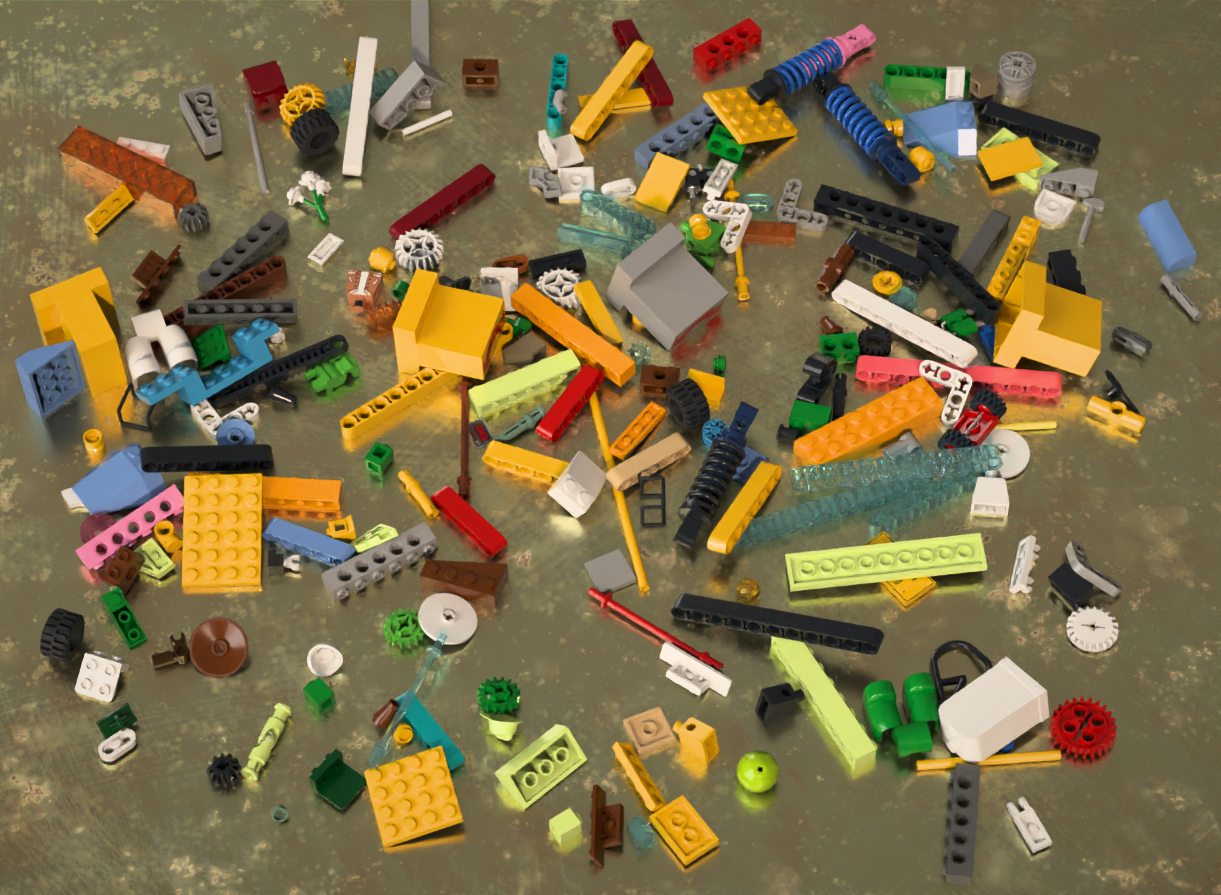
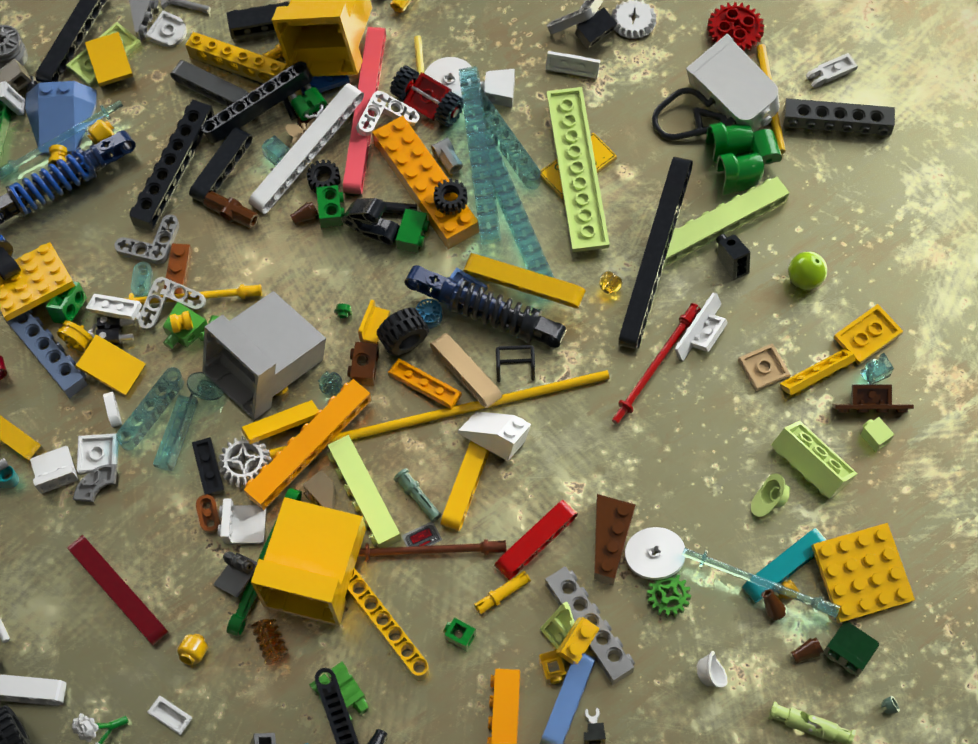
camera: 90 degrees left, 10 degrees up
(319, 695) = (753, 675): green brick -> none
(340, 743) = (808, 650): none -> reddish brown cone
(357, 538) = (577, 640): none -> yellow brick
(363, 289) = (232, 668): nougat torso -> none
(418, 244) = (176, 617): white gear -> none
(500, 695) = (746, 506): green gear -> none
(570, 403) = (393, 445): red beam -> none
(610, 572) = (590, 406): light grey tile -> none
(692, 151) = (74, 336): none -> yellow wheel
(698, 739) = (777, 321): yellow torso -> none
(787, 434) = (430, 250): black bush -> none
(840, 429) = (450, 187): none -> black tyre
(884, 277) = (249, 159): yellow gear -> none

